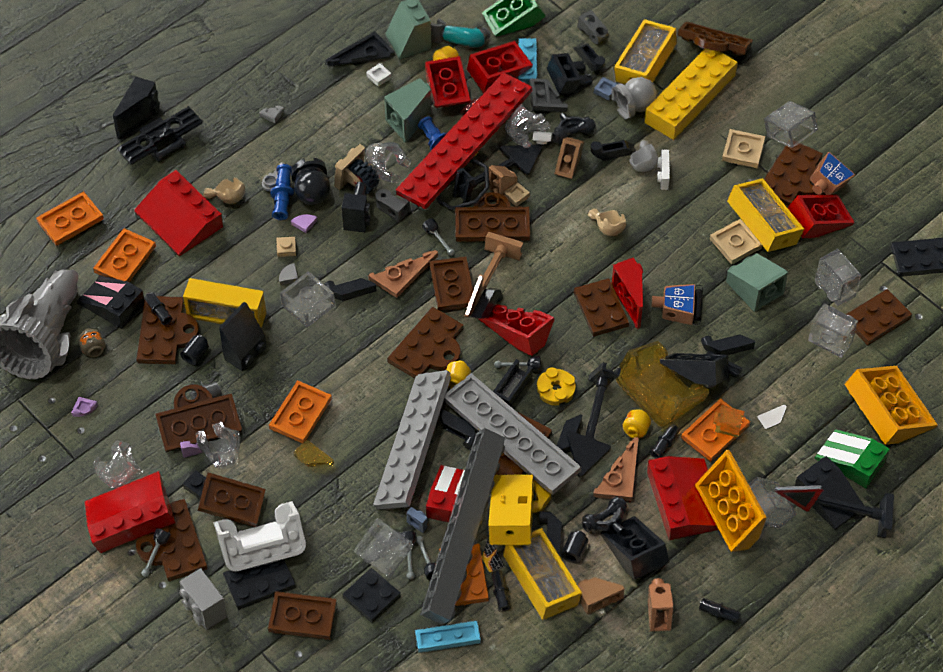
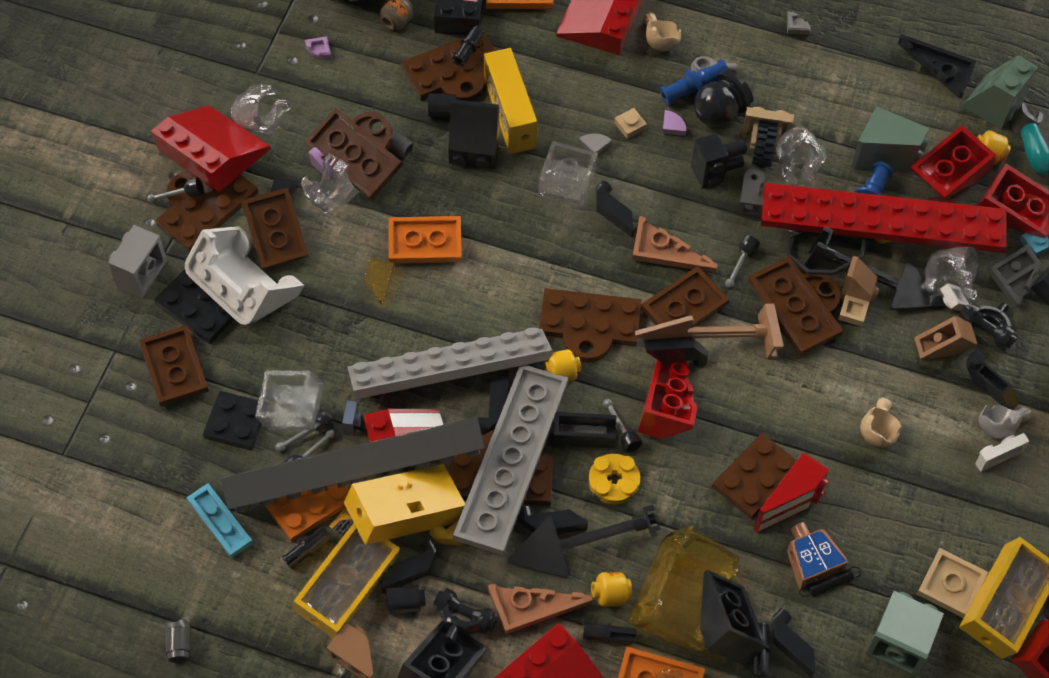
camera: 60 degrees right, 5 degrees up
(378, 74) = (921, 95): white plate -> none

